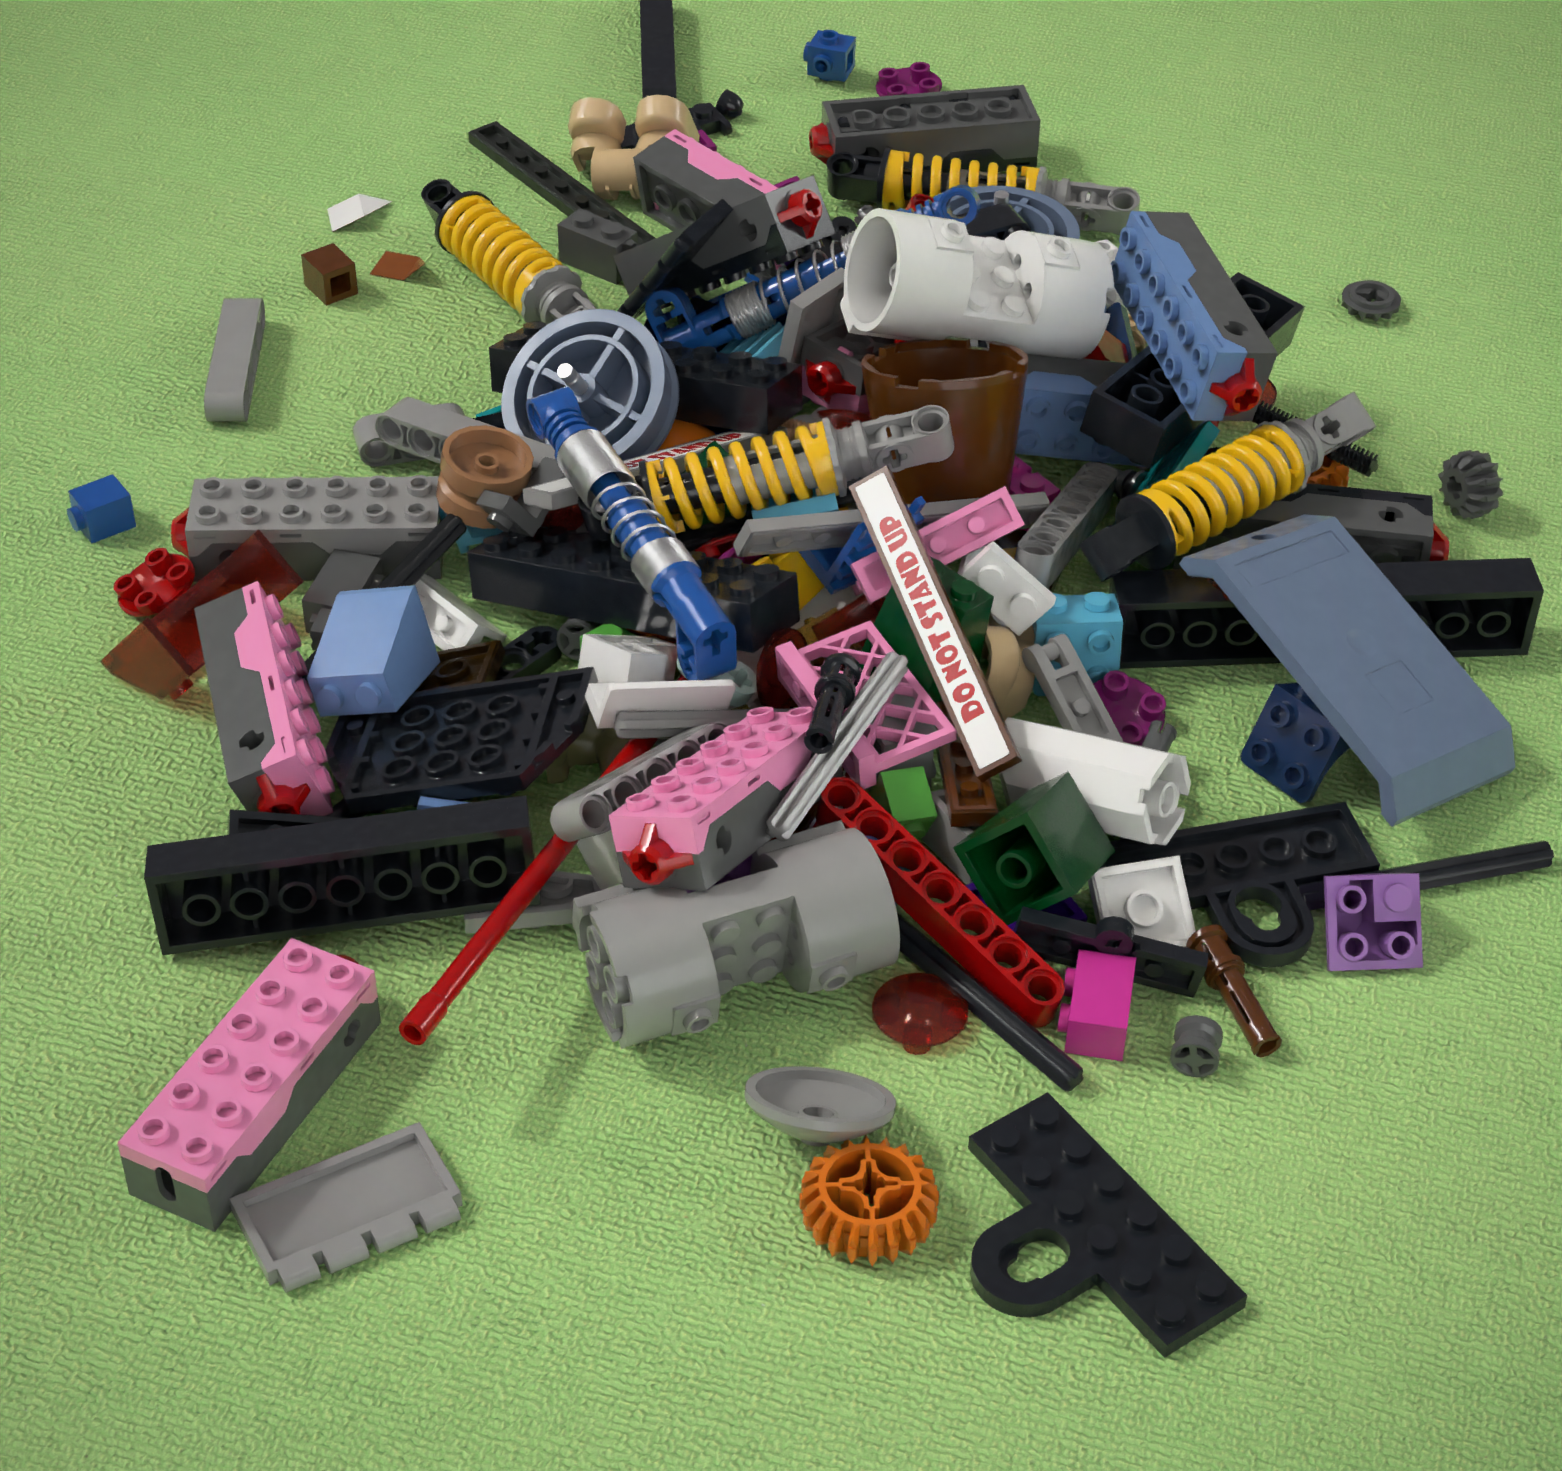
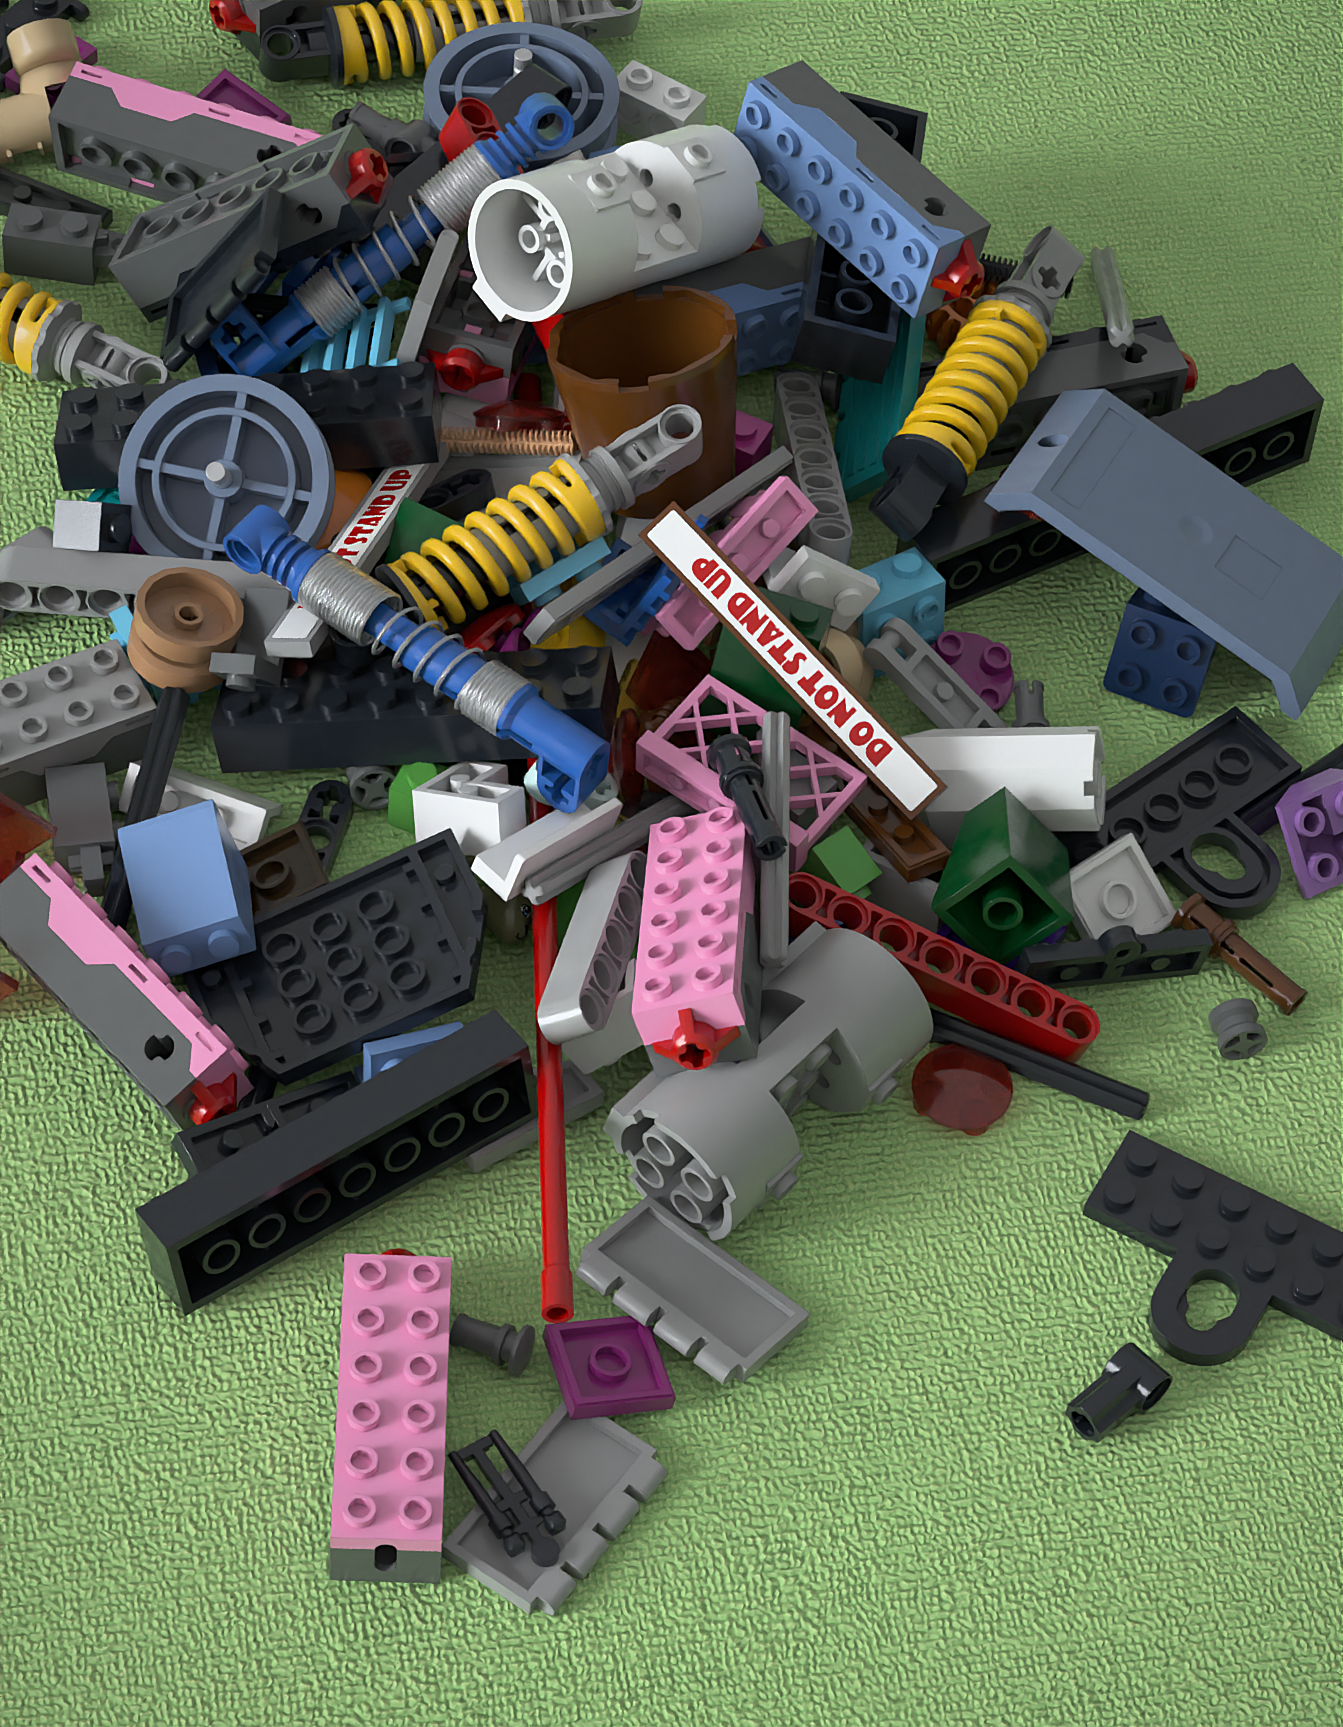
camera: 30 degrees left, 10 degrees up
(307, 1234) = (544, 1549): none -> black piece
(393, 1065) = (498, 1342): none -> dark grey pin
(465, 1113) = (608, 1367): none -> magenta plate
(473, 397) = (92, 526): none -> brick
(575, 1083) = (693, 1290): none -> light grey hinge
(819, 1103) = (941, 1224): light grey dish -> none
(840, 1211) = (1030, 1322): orange gear -> none
(913, 1296) = (1126, 1384): none -> black piece
(1099, 1004) = (1133, 1020): dark pink piece -> none
(1358, 298) = (952, 40): dark grey gear -> none
(1398, 476) = (1112, 297): none -> light grey axle
(1470, 484) = (1169, 272): dark grey gear -> none

